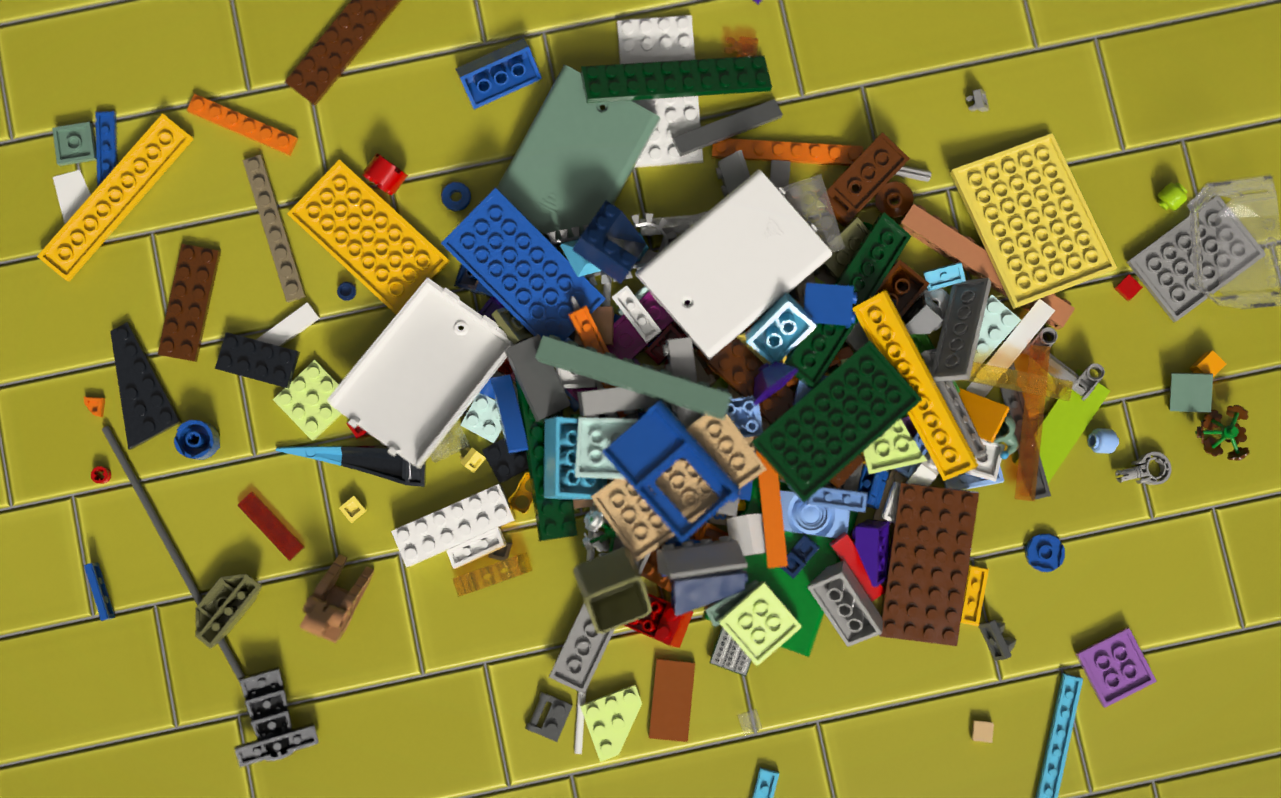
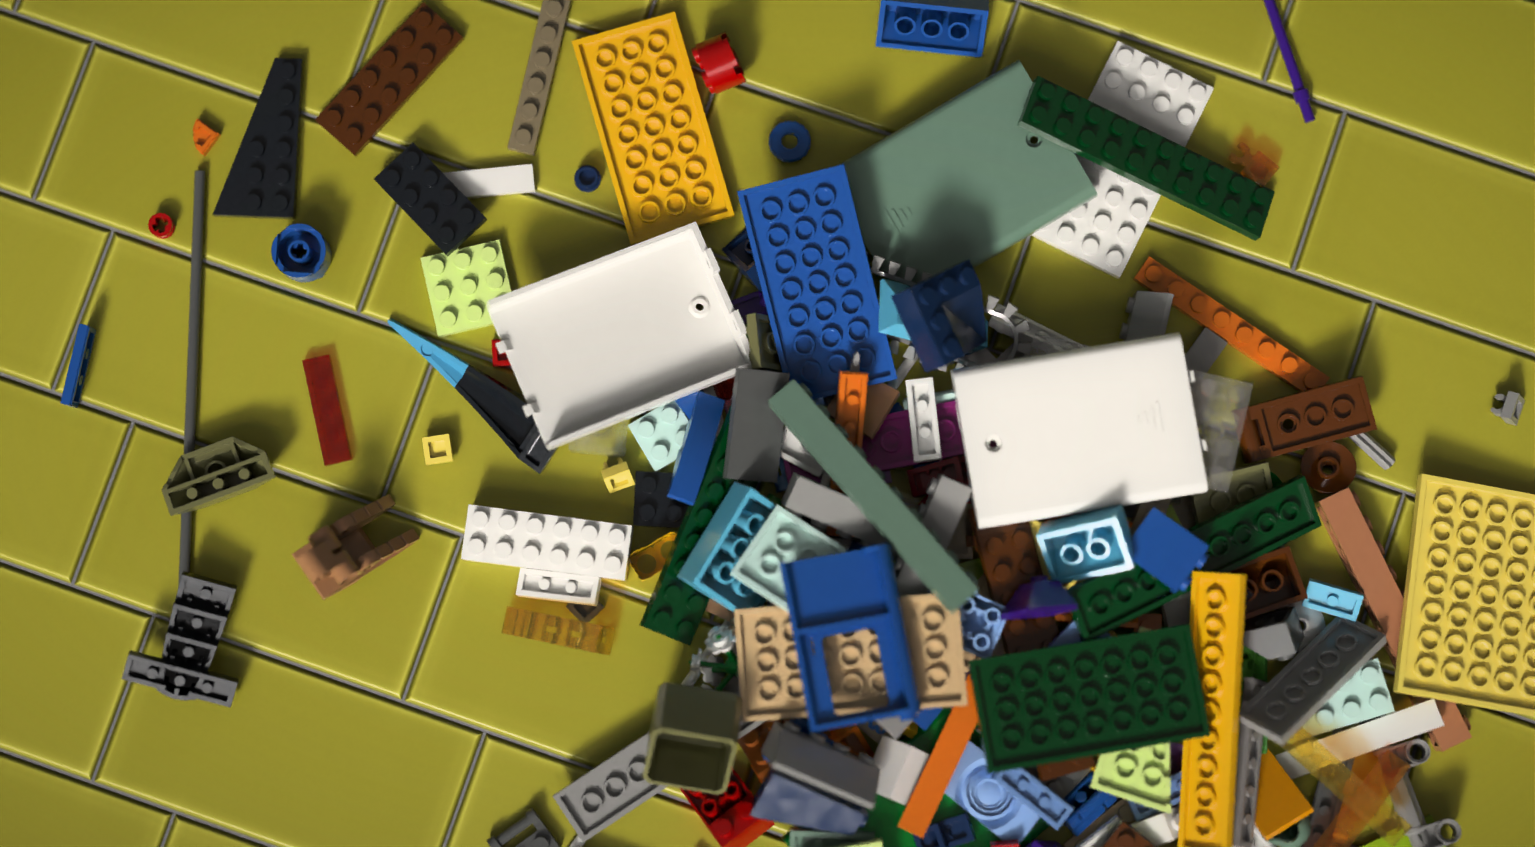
camera: 30 degrees right, 0 degrees up
(727, 127) = (1174, 254): dark grey tile -> none

